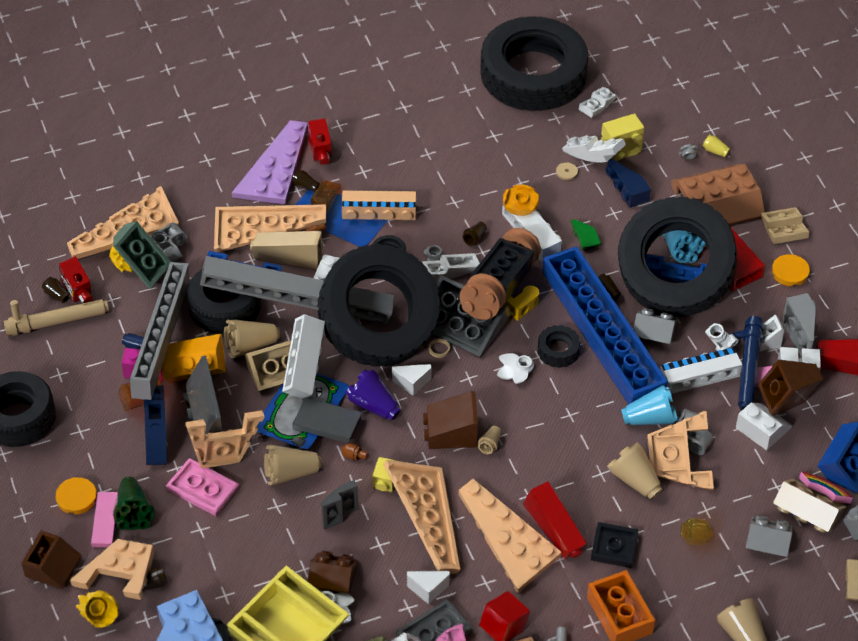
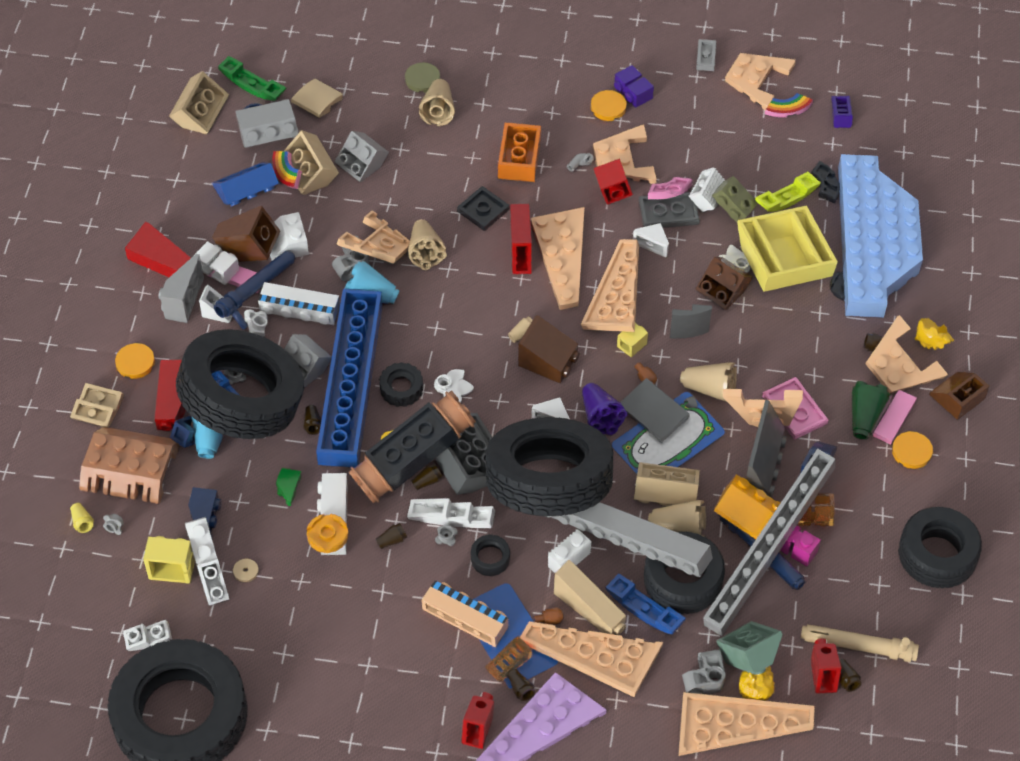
camera: 150 degrees left, 5 degrees up
(303, 356) = (647, 456): white brick -> none
(696, 531) = (414, 182): clear yellow head -> none

